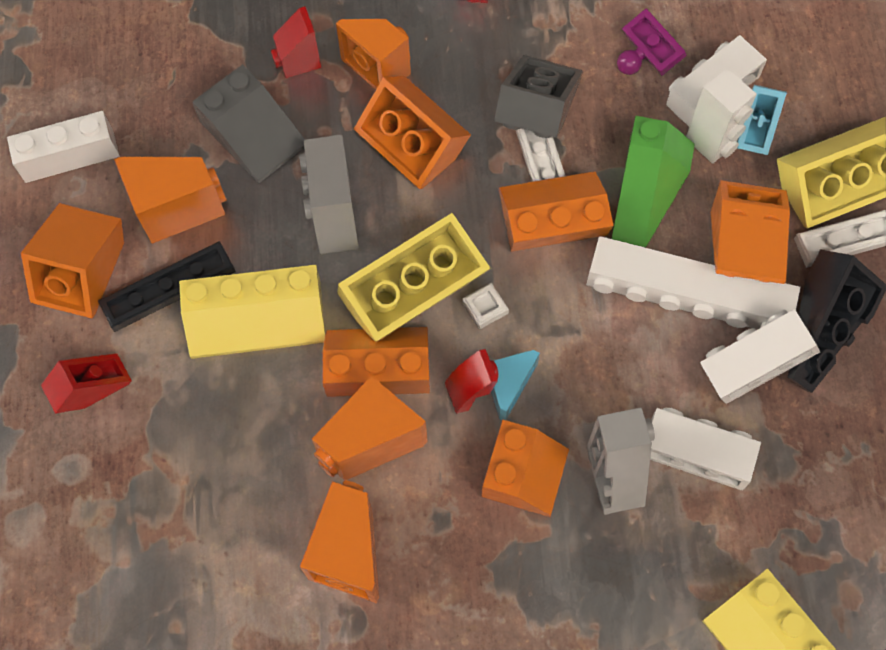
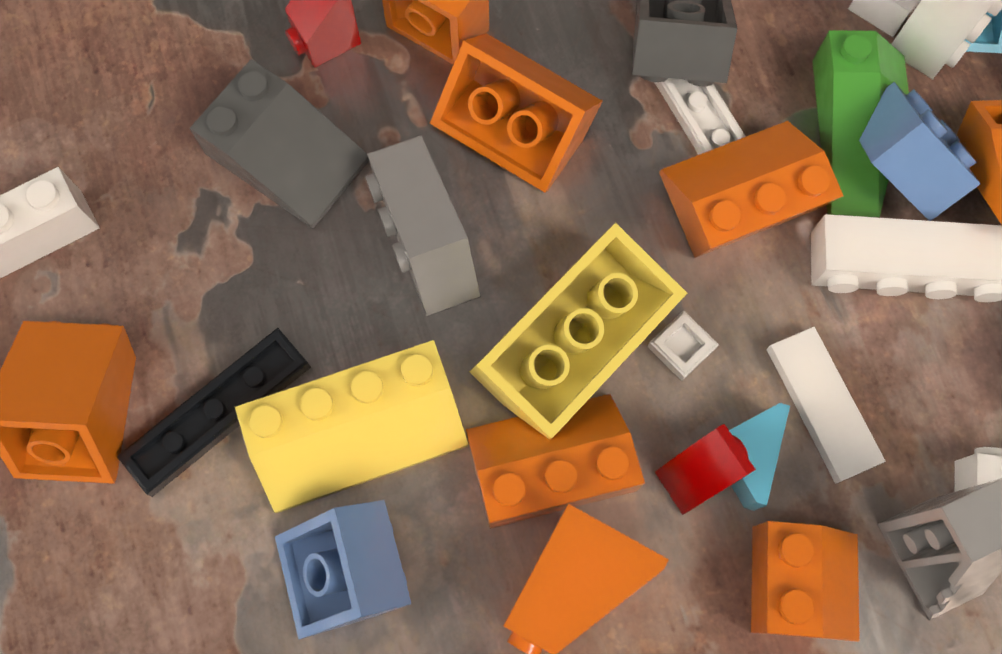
camera: 15 degrees left, 5 degrees up
(84, 381) = (124, 590): red slope -> none
(171, 193) = (188, 272): orange slope -> none
(224, 397) = (342, 568): none -> medium blue slope
(571, 362) = (825, 405): none -> white tile
(674, 207) = (918, 152): none -> medium blue slope

